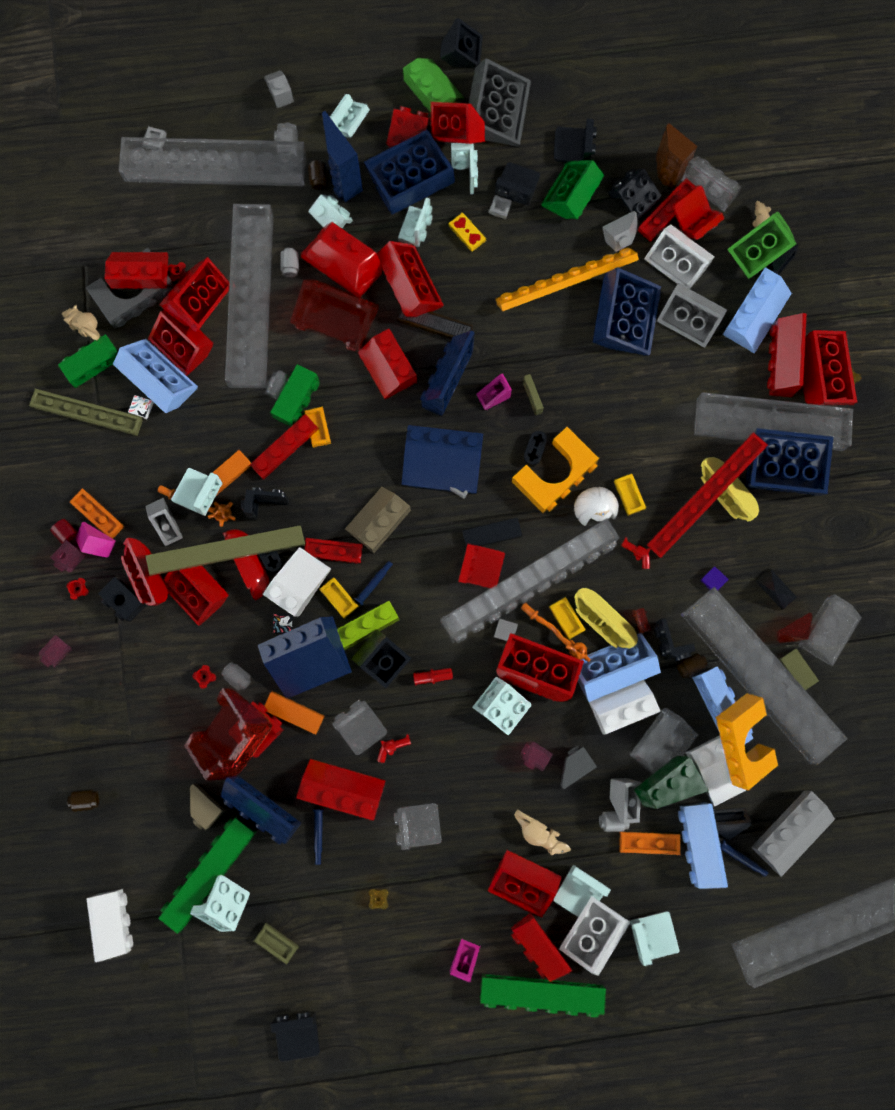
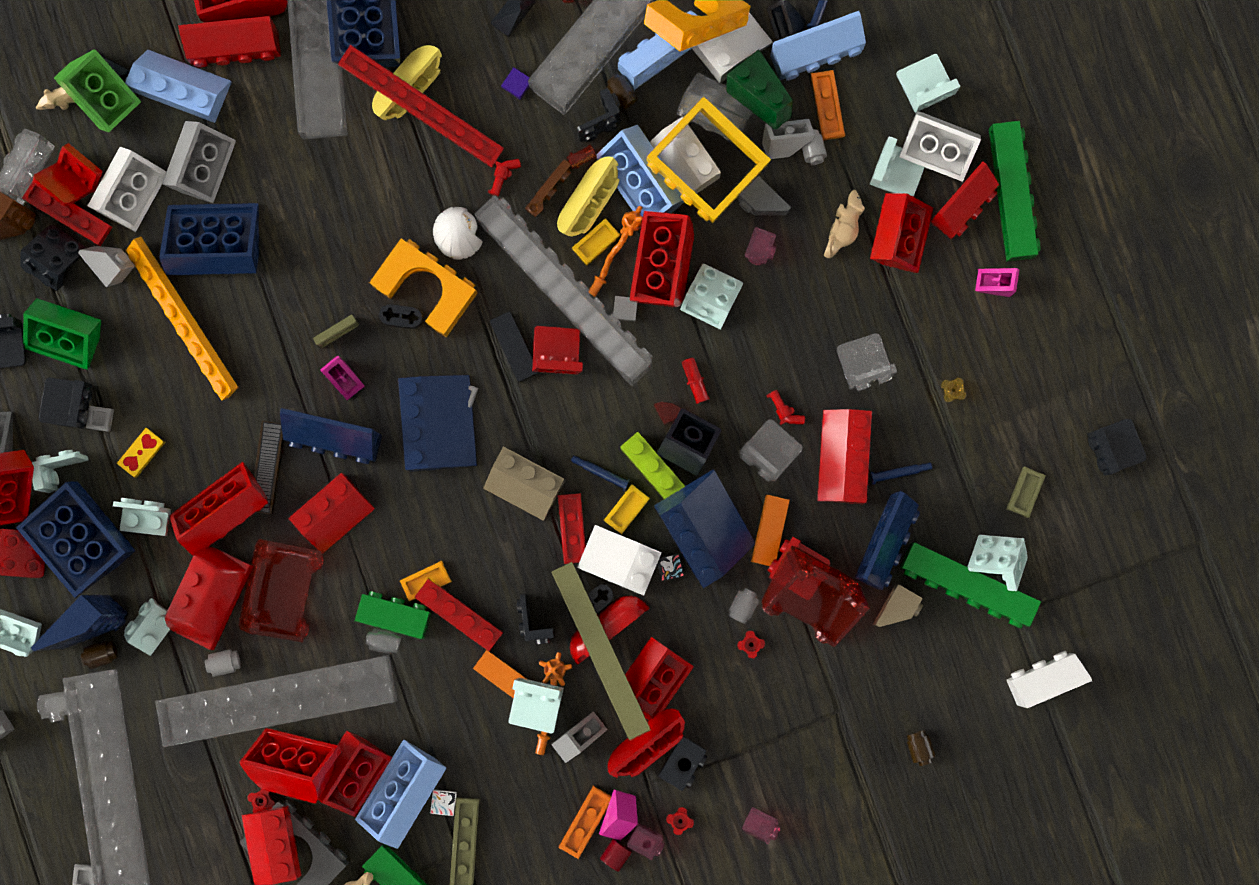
camera: 100 degrees left, 5 degrees up
(412, 647) = (667, 411): none -> clear red tile
(619, 587) = (548, 189): none -> reddish brown hinge
(629, 494) = (434, 196): yellow tile -> none
(635, 751) = (733, 134): none -> yellow window

